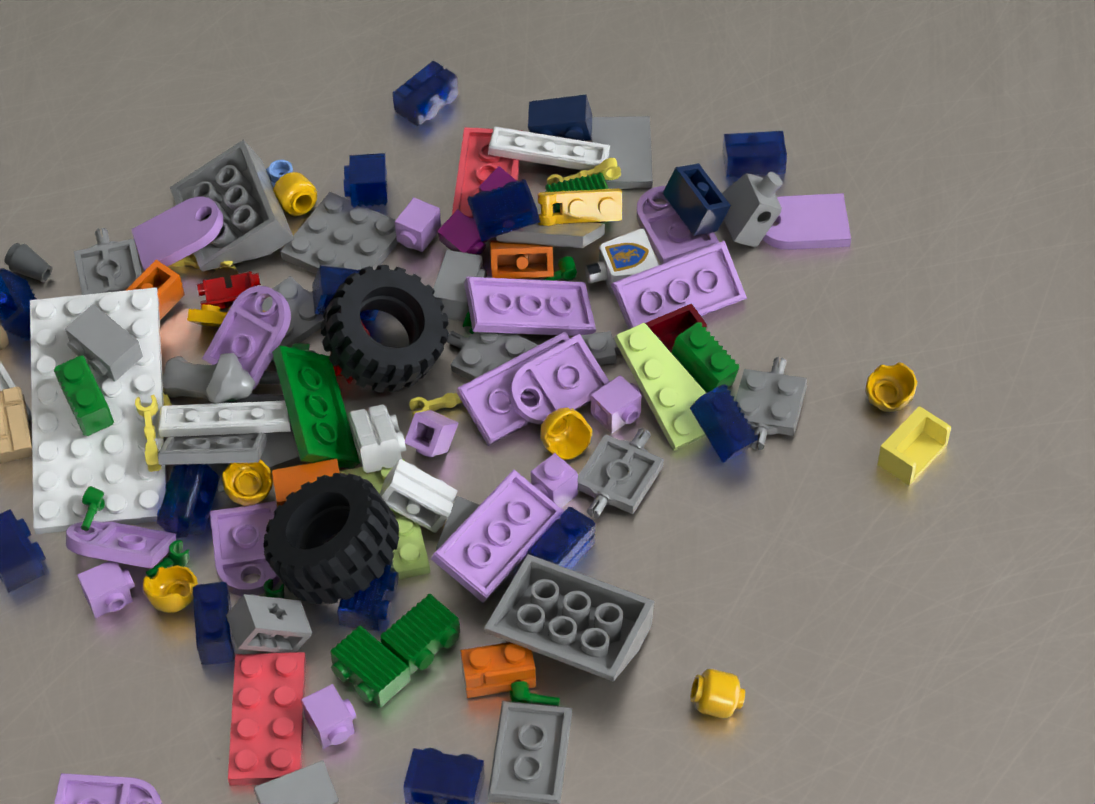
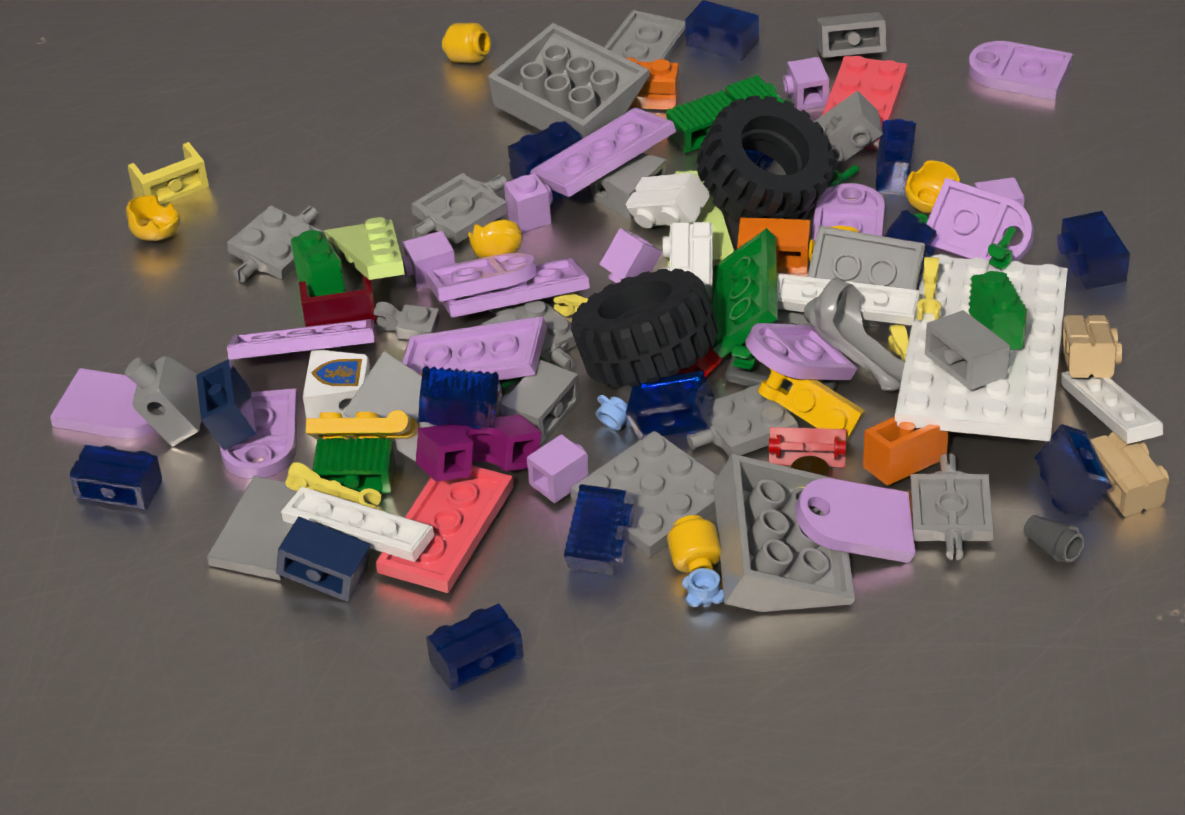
camera: 160 degrees left, 10 degrees down
(723, 423) = (336, 205): clear blue brick -> none

